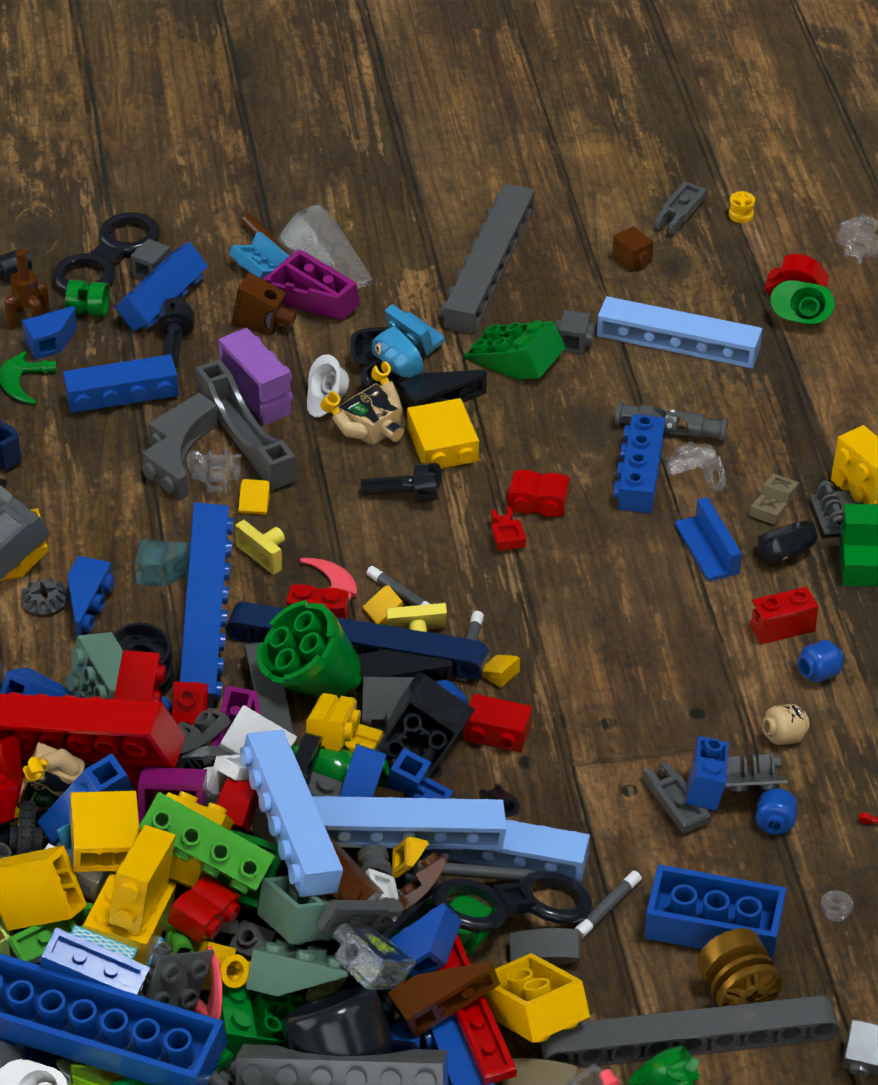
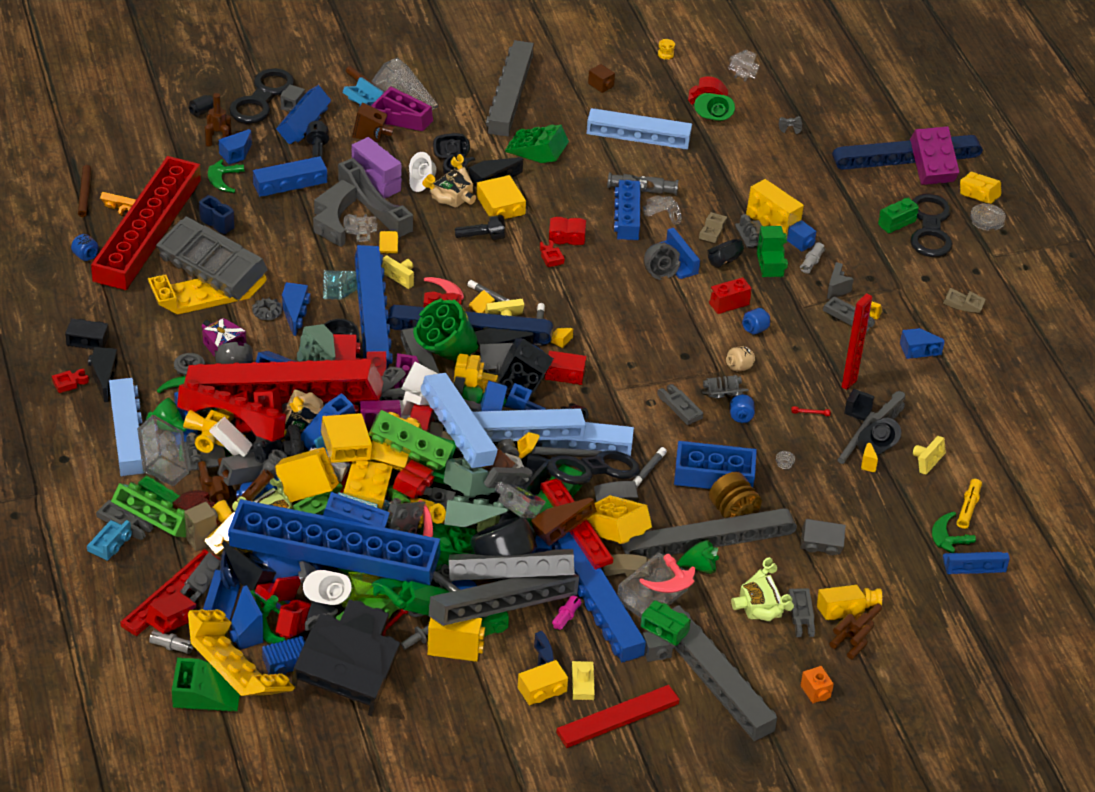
camera: 10 degrees left, 0 degrees up
(96, 297) = (262, 120): green wheel -> none
(142, 878) = (377, 462): yellow brick -> none
(398, 353) = (467, 147): dark azure piece -> none
(417, 331) = (476, 138): dark azure bracket -> none
(427, 875) = (544, 452): reddish brown slope -> none
(429, 939) = (551, 488): blue slope -> none
(576, 331) = (574, 131): dark grey brick -> none
(680, 206) = (627, 50): dark grey hinge -> none
(680, 550) = (661, 260): none -> dark grey cylinder
(707, 773) = (699, 388): blue slope -> none

